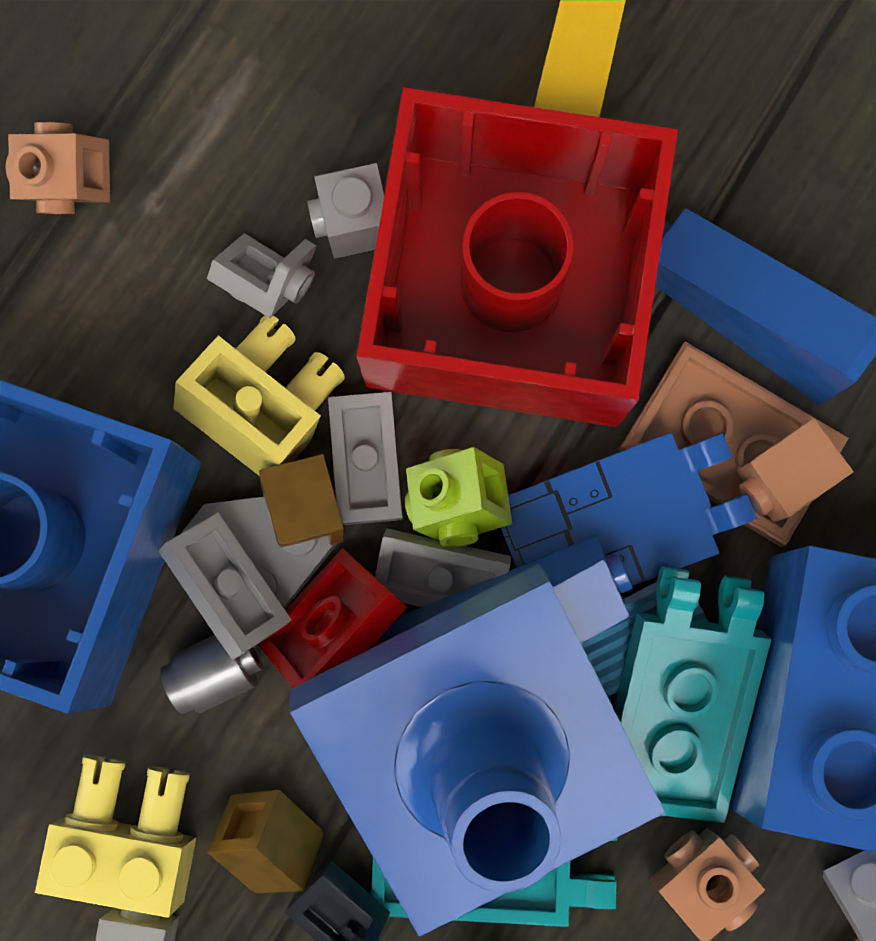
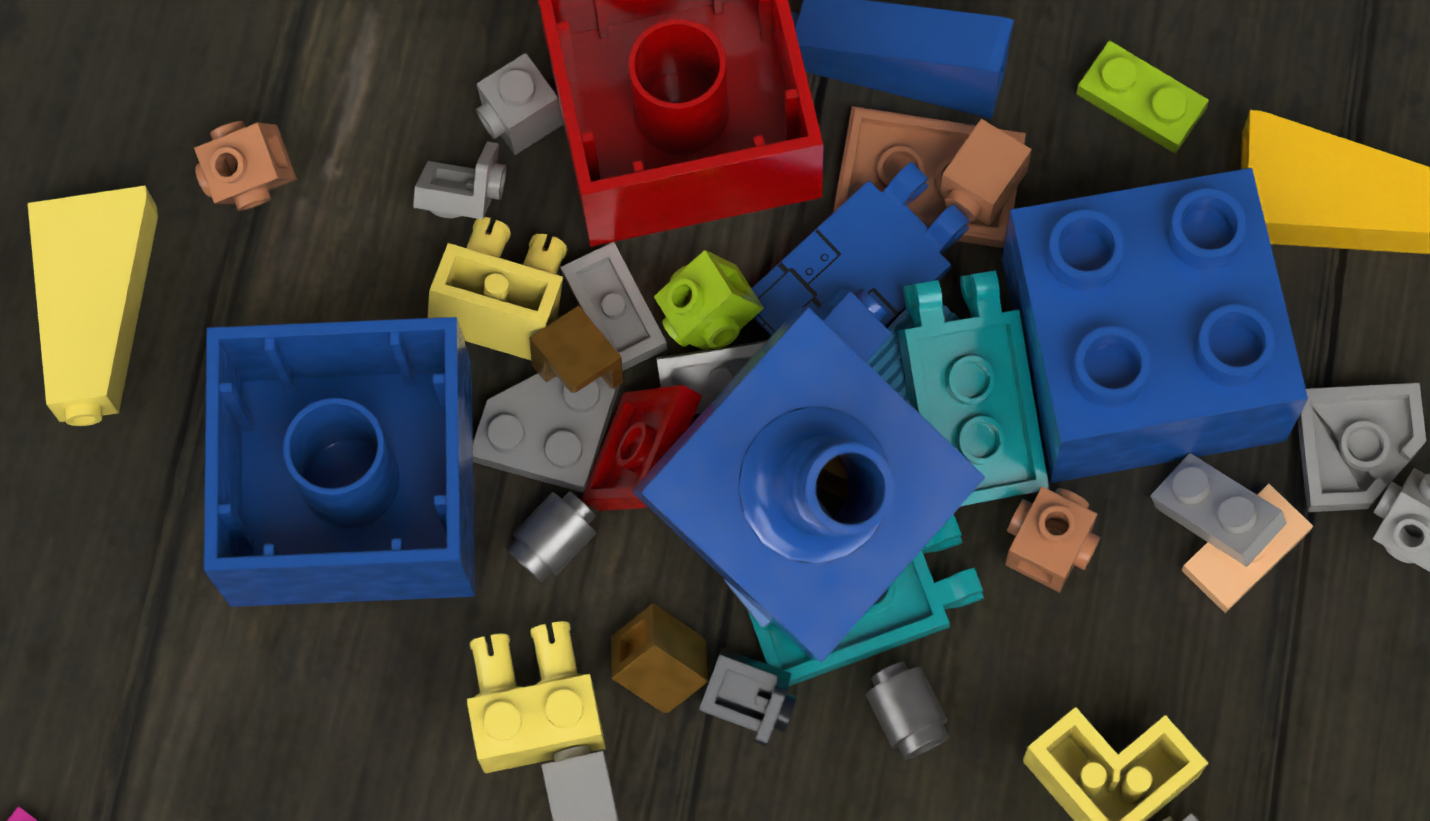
camera: 20 degrees left, 10 degrees down
(224, 585) = (537, 448): light grey plate -> none

